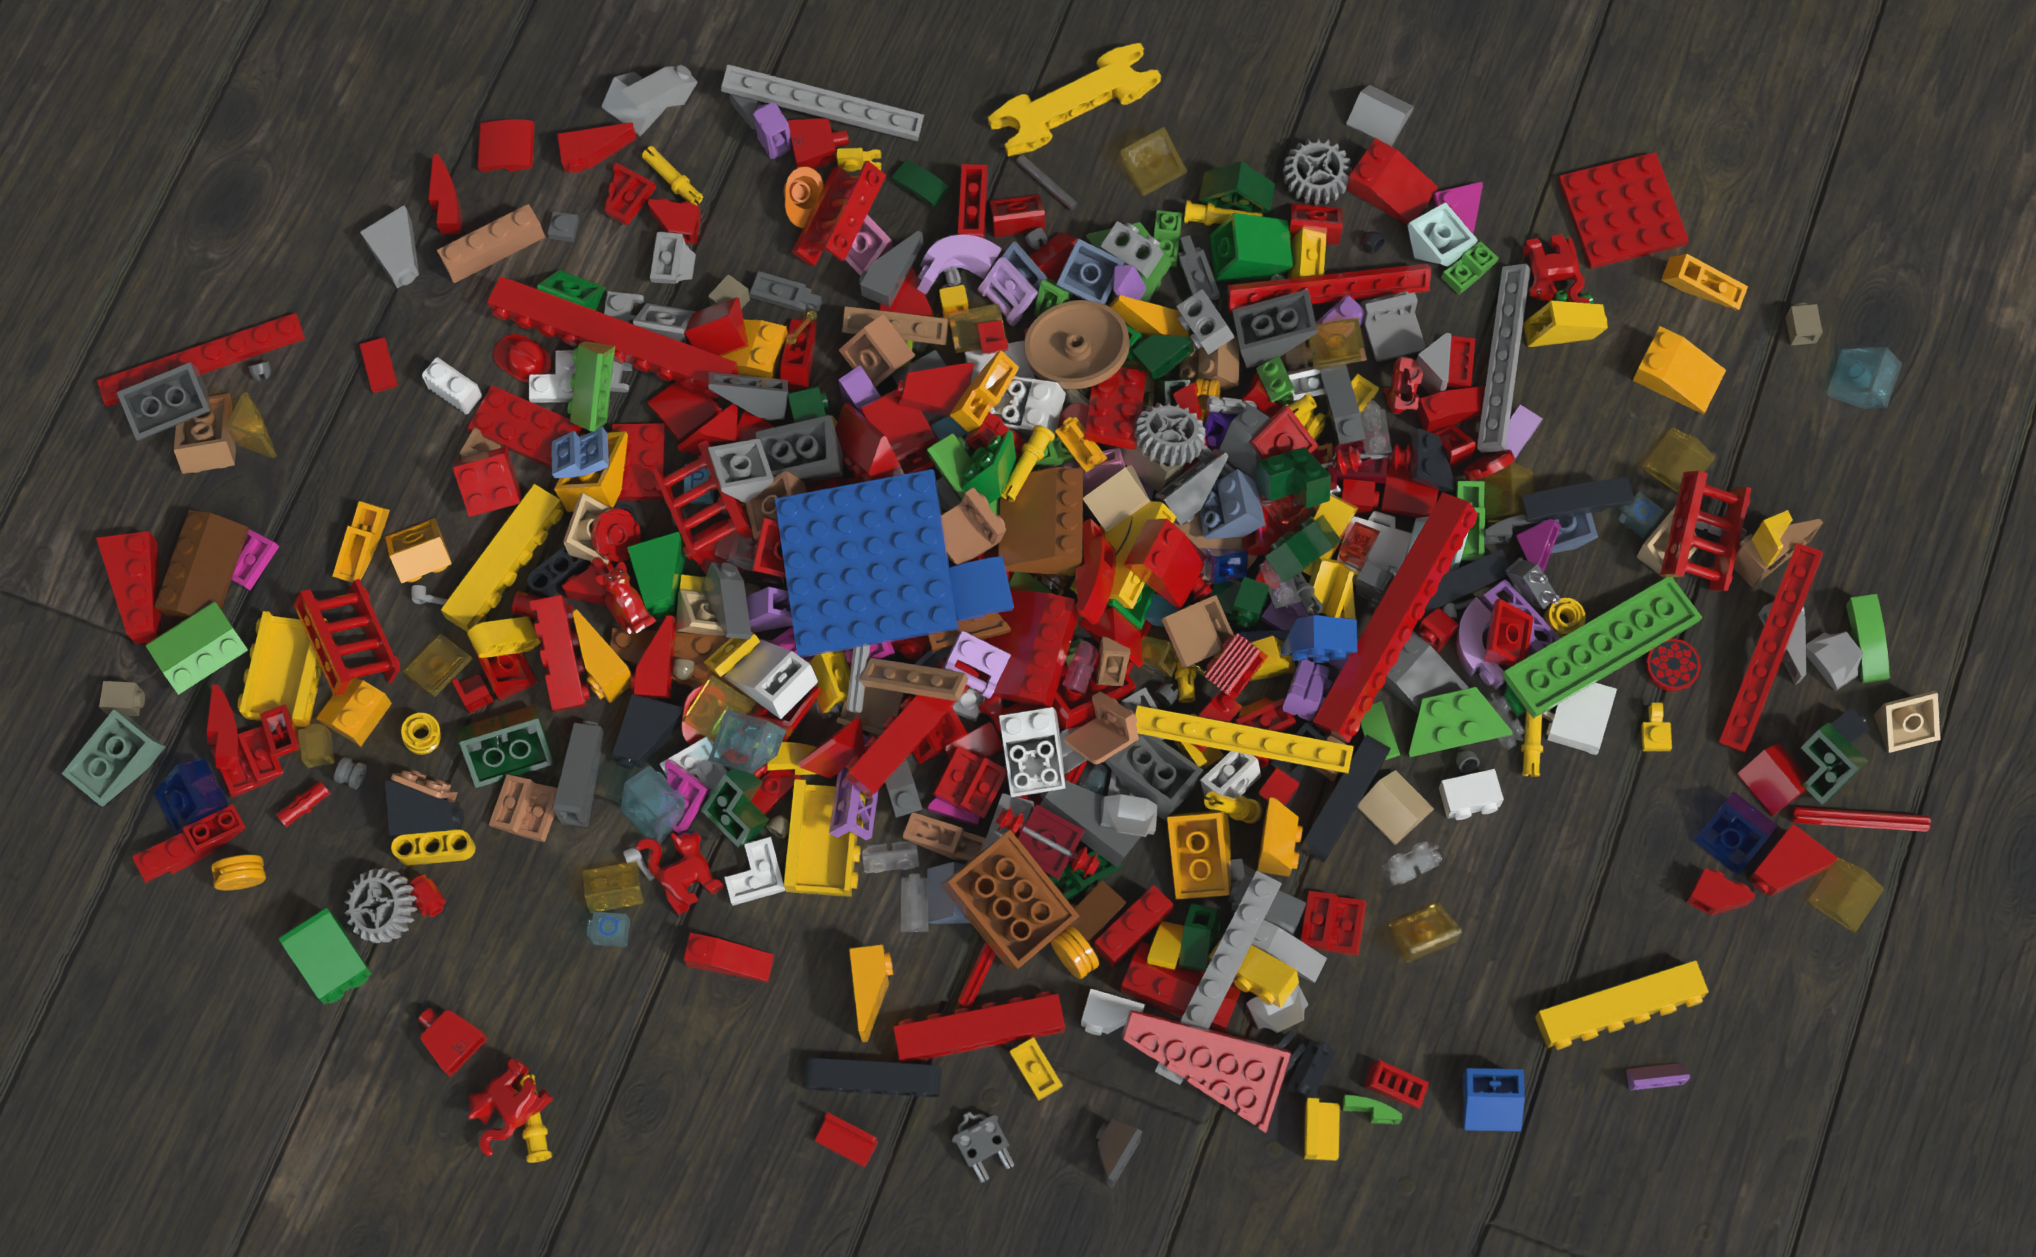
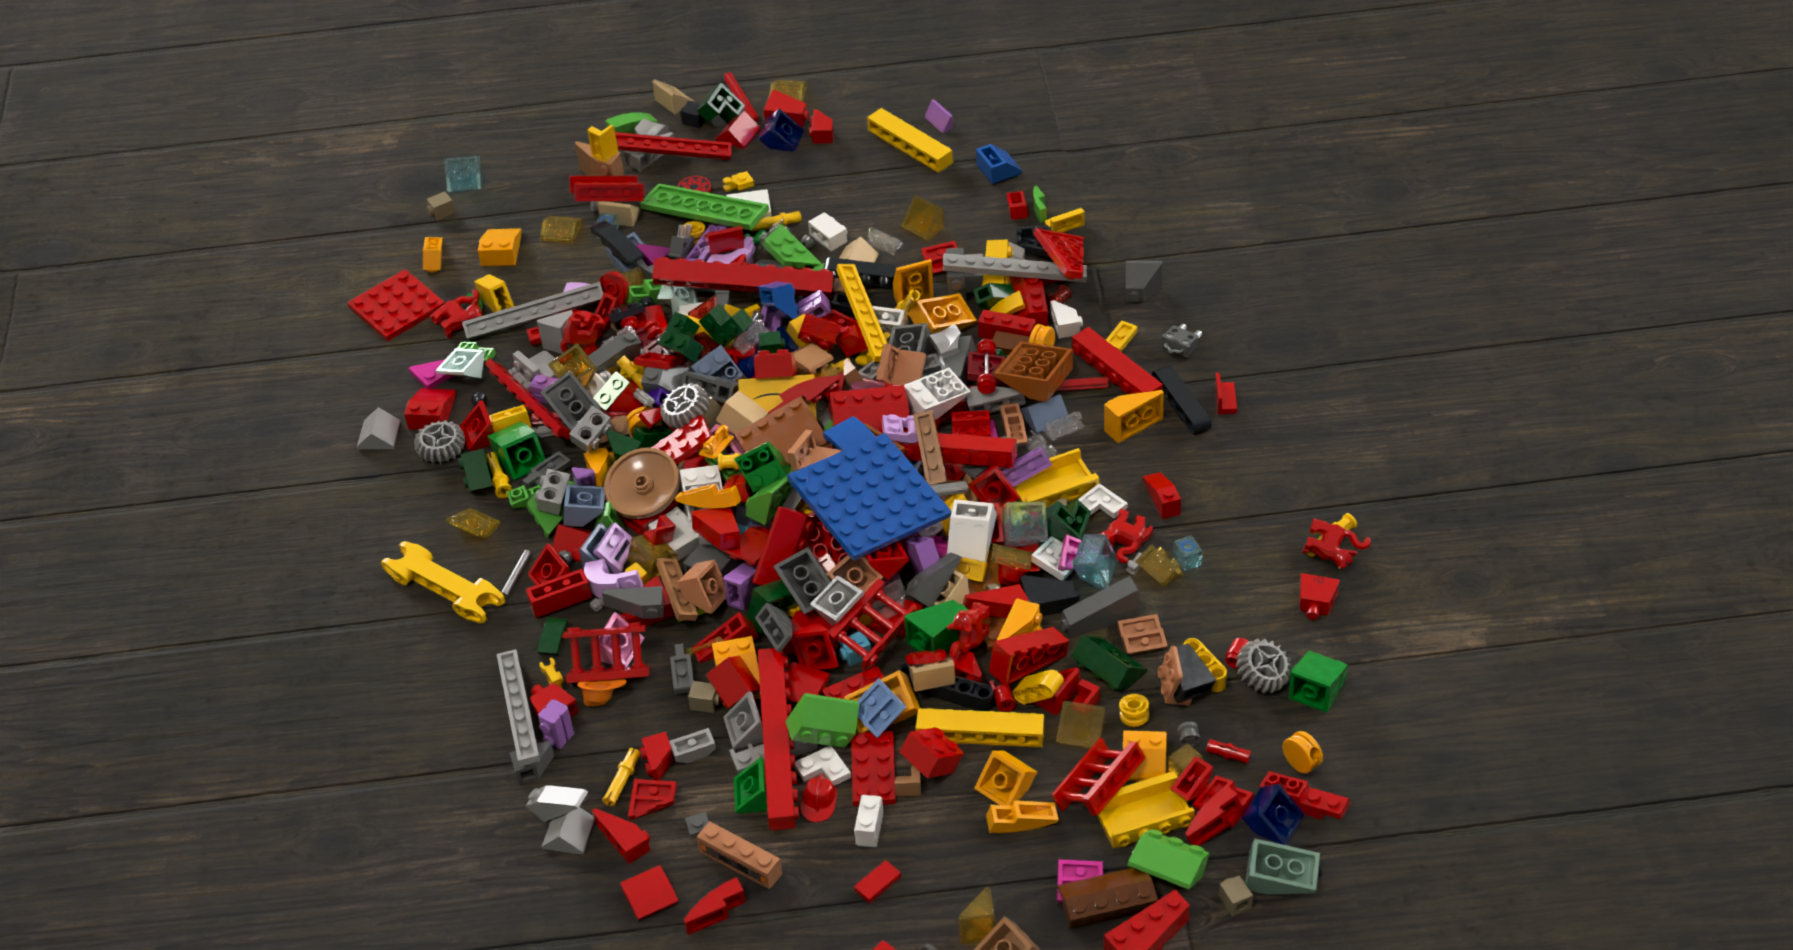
camera: 115 degrees left, 25 degrees down
(394, 246) = (775, 917): light grey slope -> none
(419, 596) = (1037, 762): light grey hand -> none
(1279, 787) = (881, 299): red panel -> none

